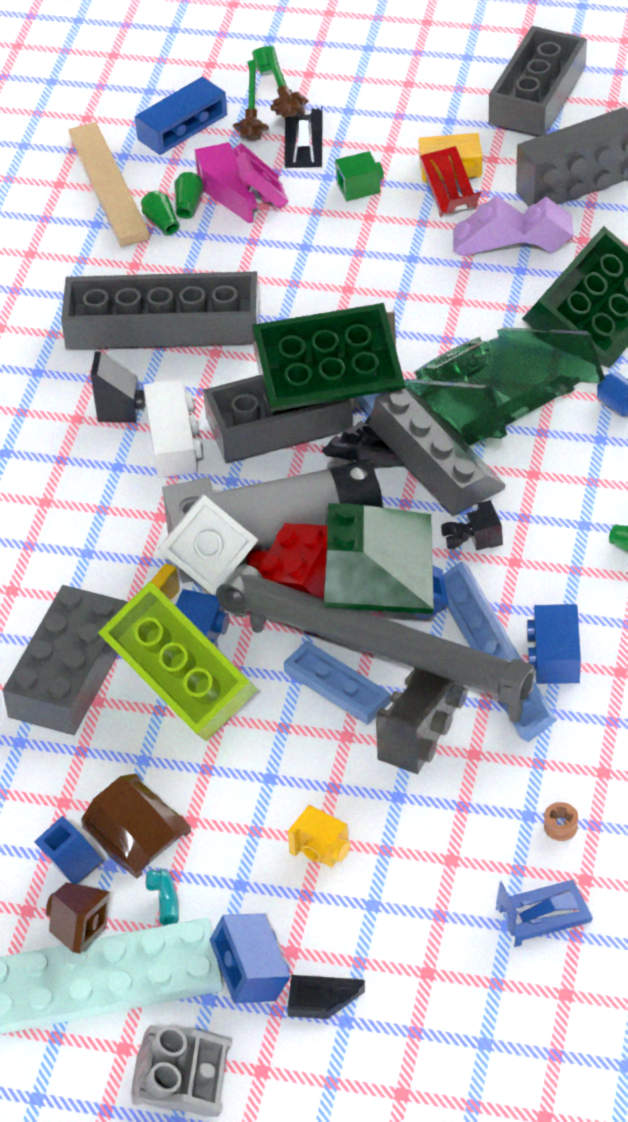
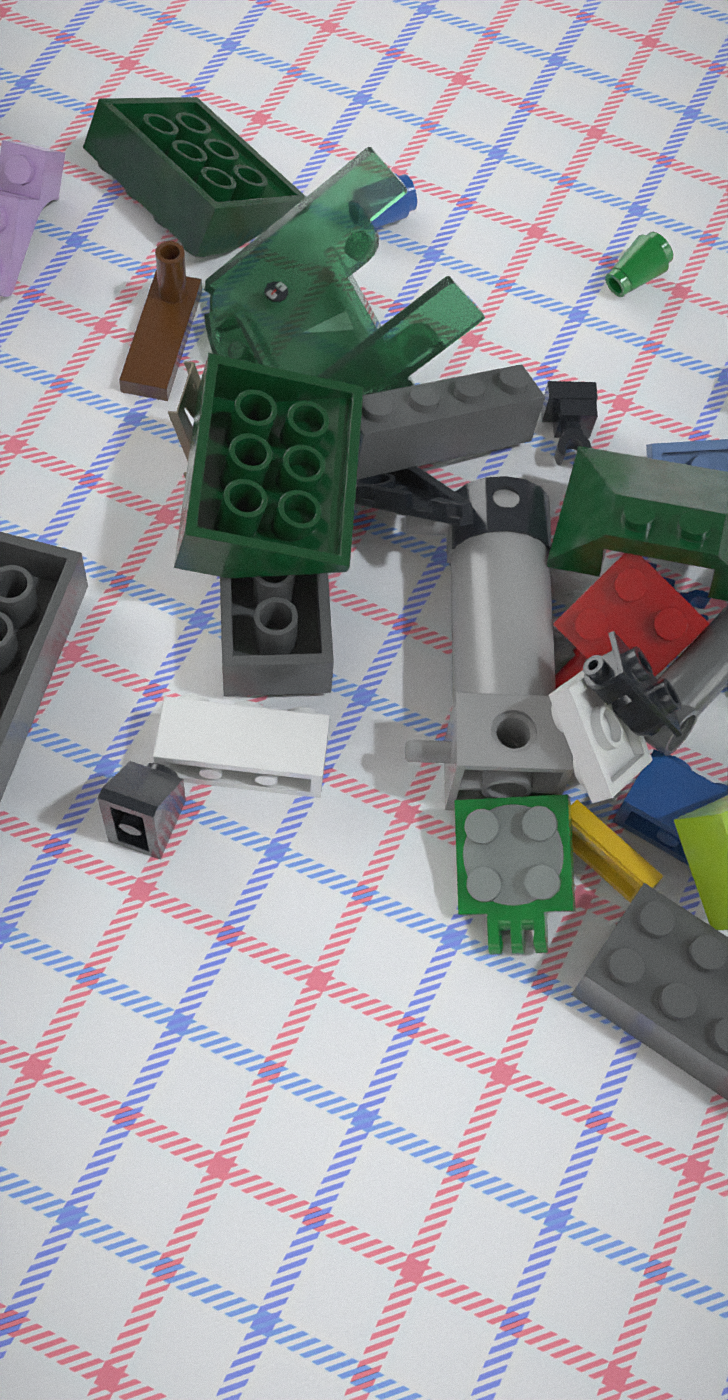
camera: 85 degrees left, 15 degrees up
(126, 556) = (515, 865): none -> piece
(229, 540) = (632, 689): none -> black hinge
(461, 324) = (162, 326): none -> reddish brown piece
(512, 362) = (276, 291): none -> black piece

